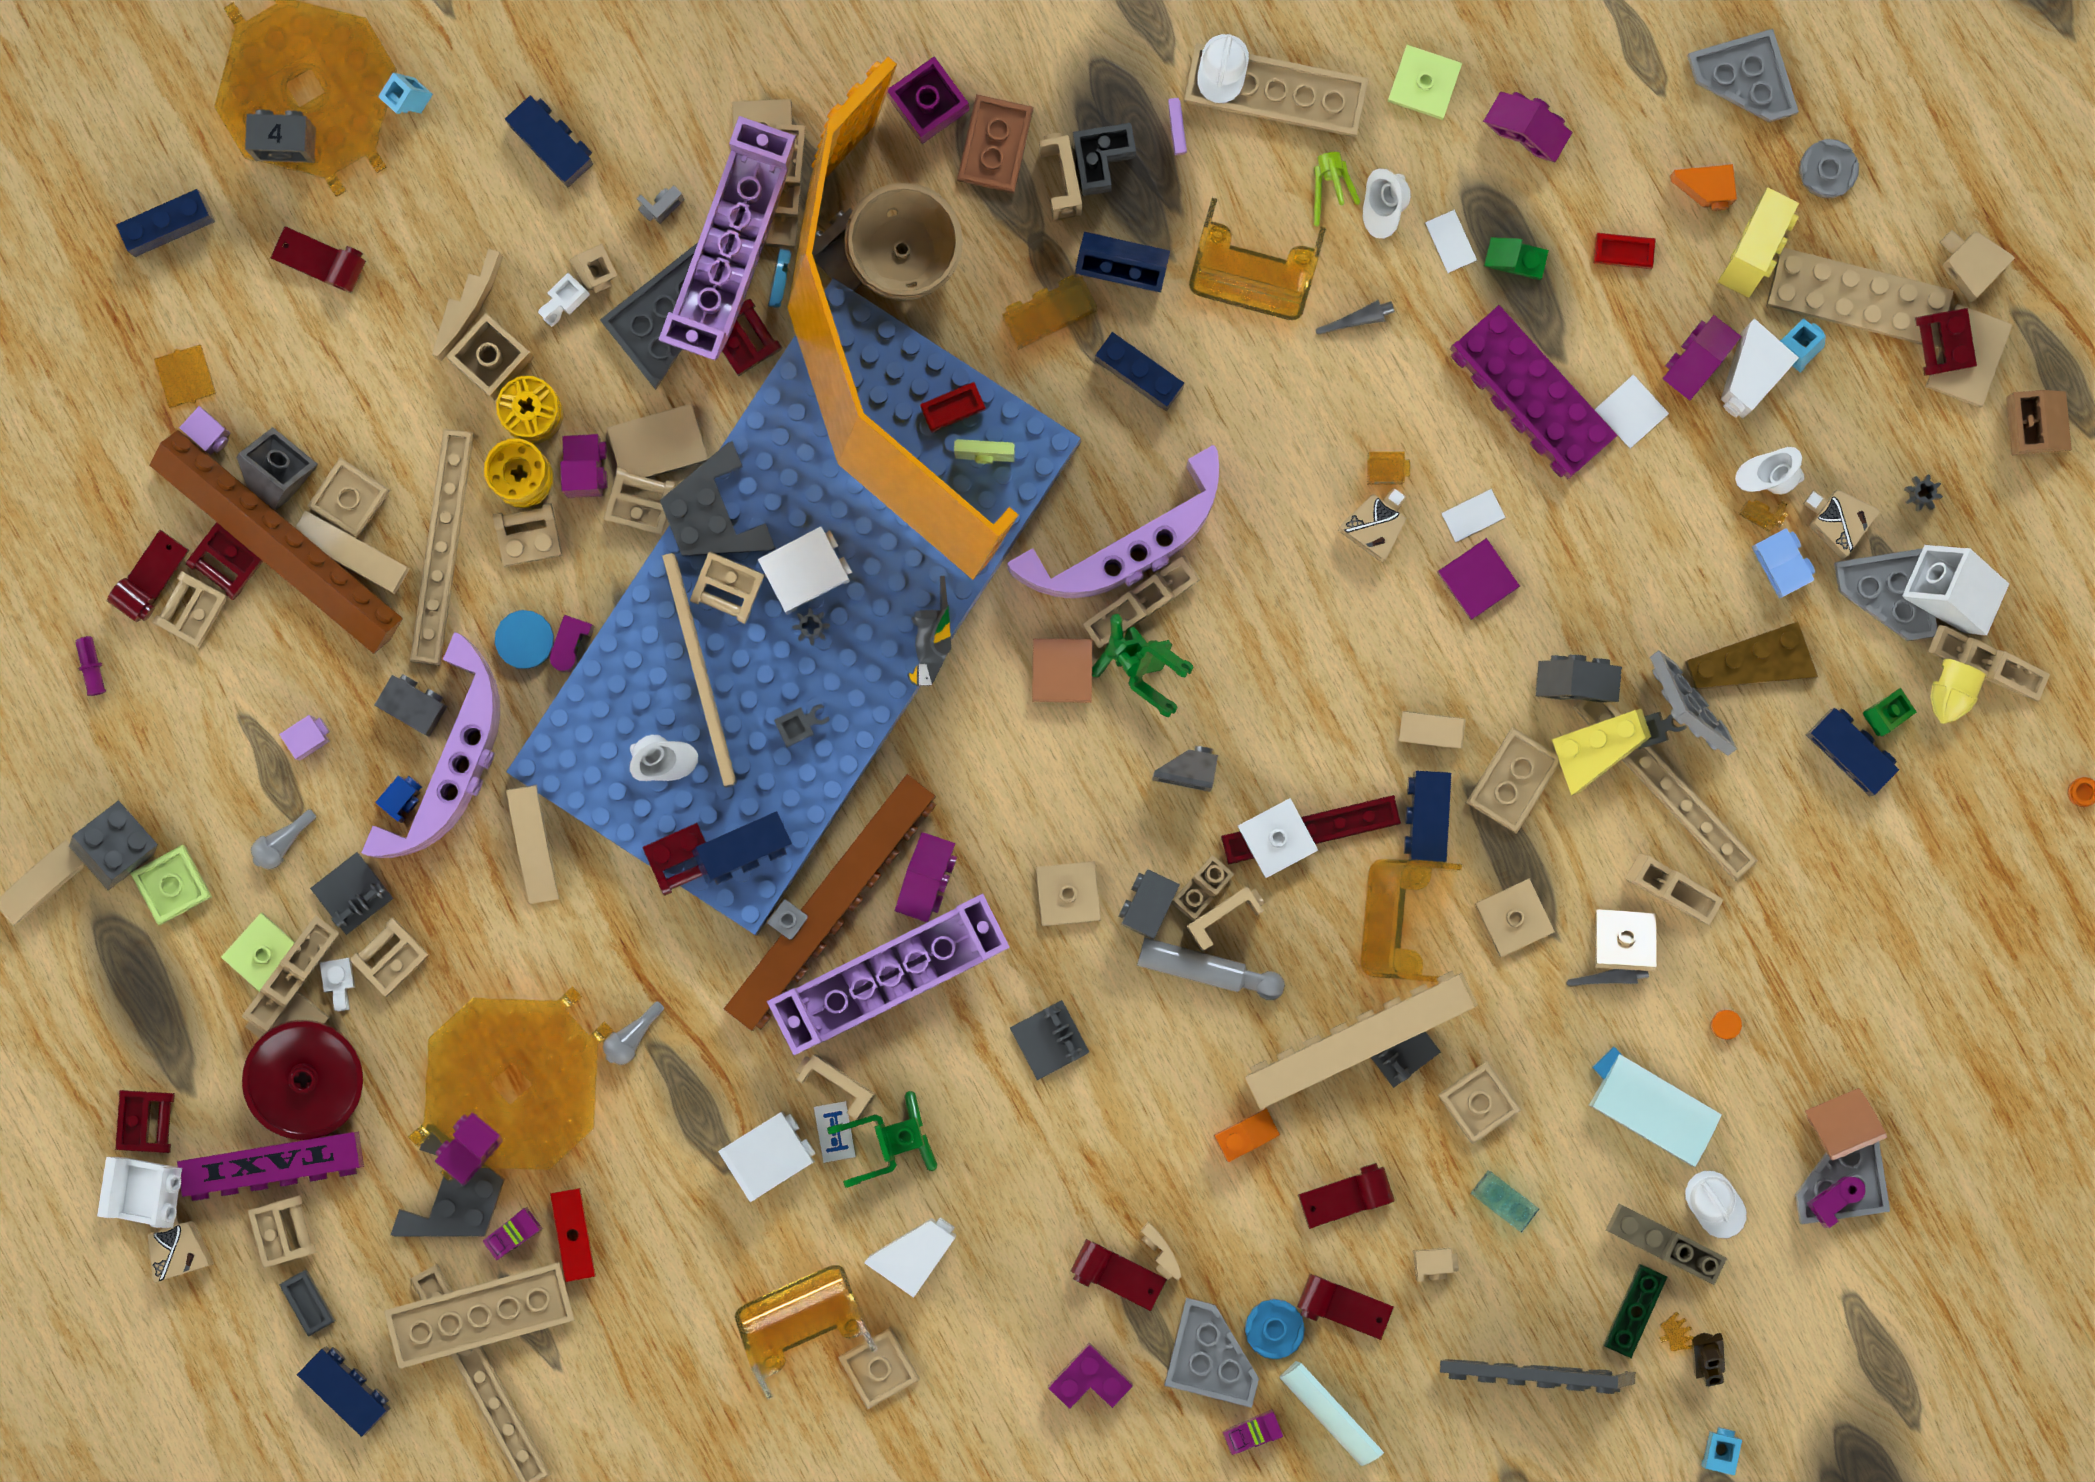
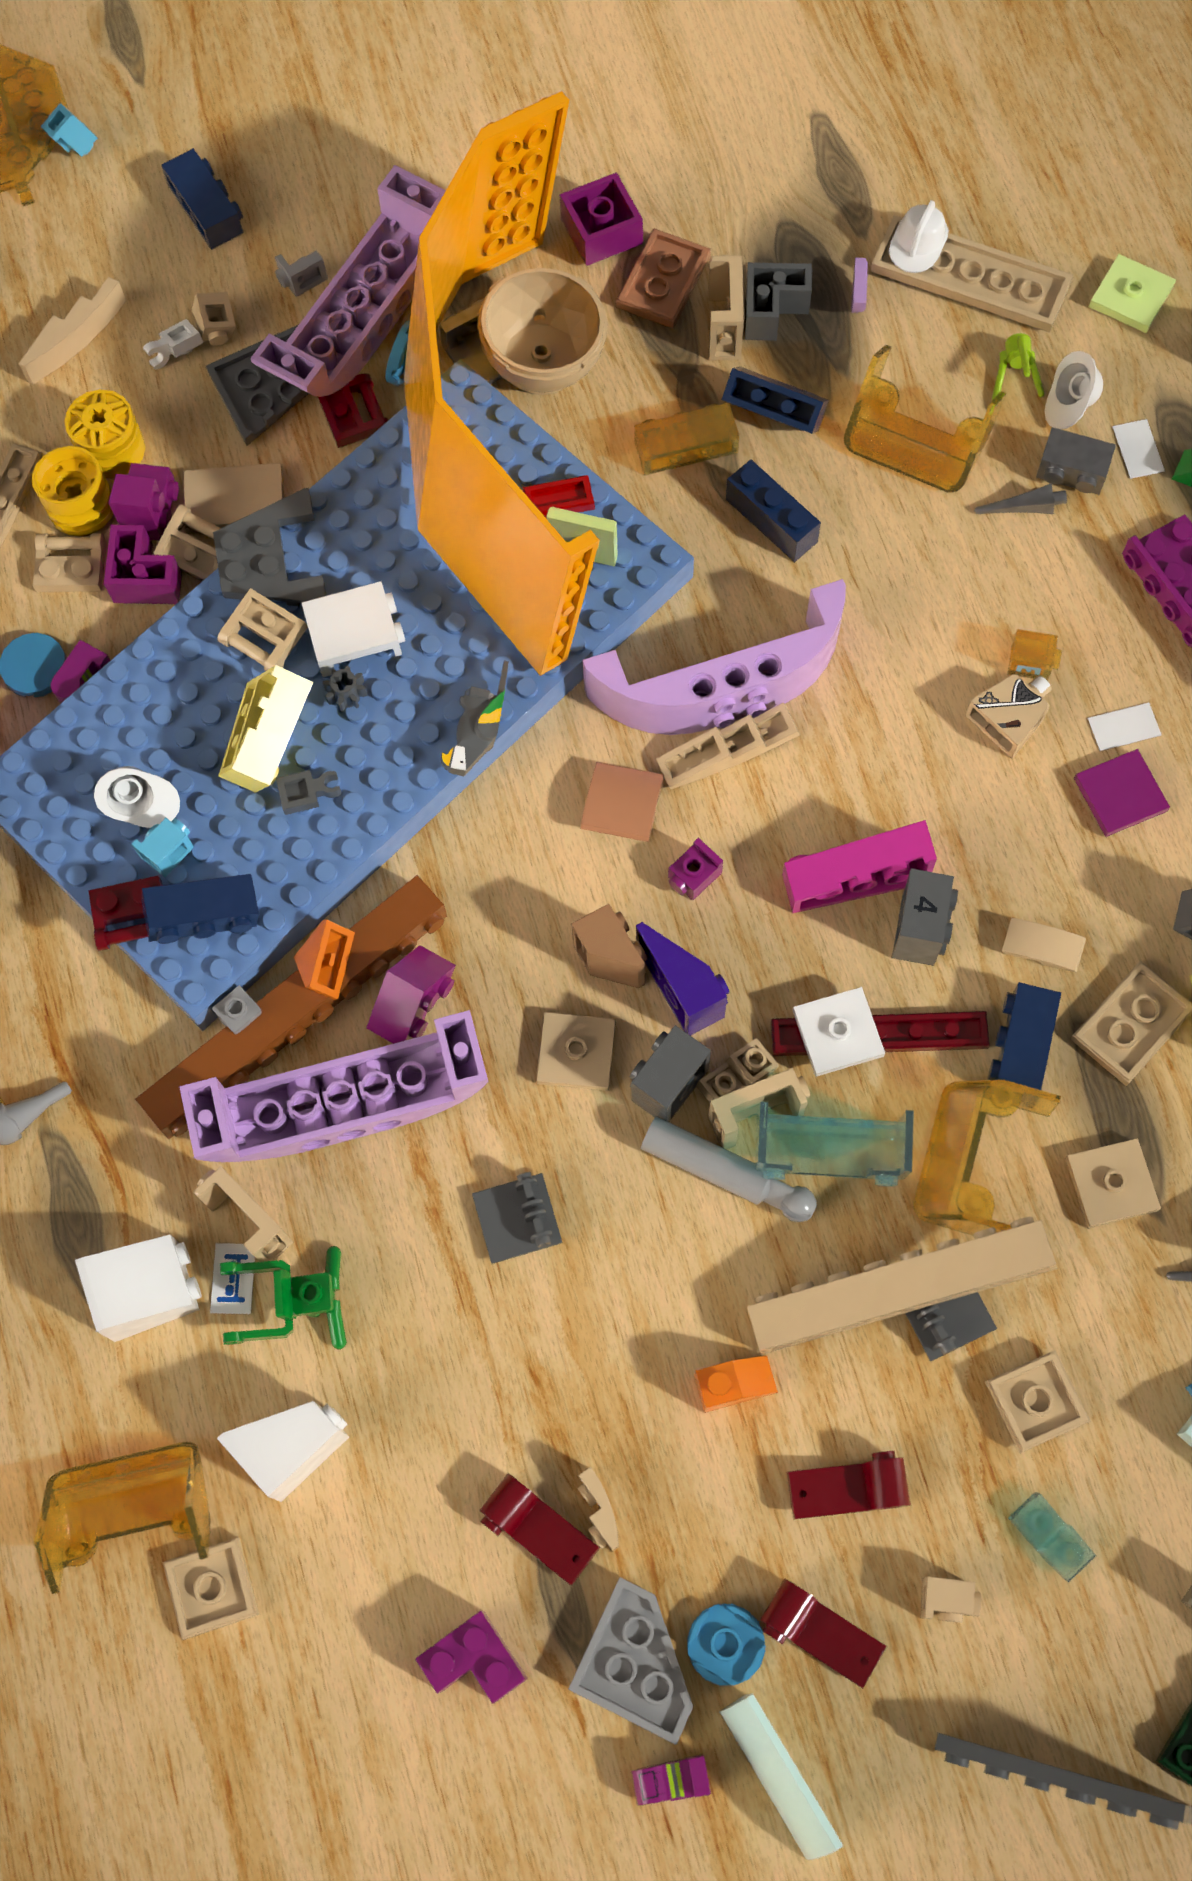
camera: 15 degrees right, 15 degrees down
(489, 356) = (76, 368): tan brick -> none
(590, 542) = (135, 573): none -> magenta brick
(695, 796) = (164, 845): none -> medium azure brick
(699, 670) = (207, 715): tan tile -> none
(754, 681) = (264, 728): none -> wedge
(849, 864) = (325, 958): none -> orange slope
(1077, 807) = (607, 949): none -> medium nougat slope
(1134, 708) = (694, 883): none -> magenta brick
(1141, 658) = (715, 801): green piece -> none
(1147, 825) = (685, 981): none -> dark purple slope
(1190, 769) = (744, 934): flat silver slope -> none
(1271, 695) = (858, 868): none -> dark pink wedge
(1289, 938) = (834, 1147): none -> clear light blue windscreen
(1331, 729) = (925, 917): none -> dark grey brick
(1396, 272) = (1075, 461): none -> flat silver brick

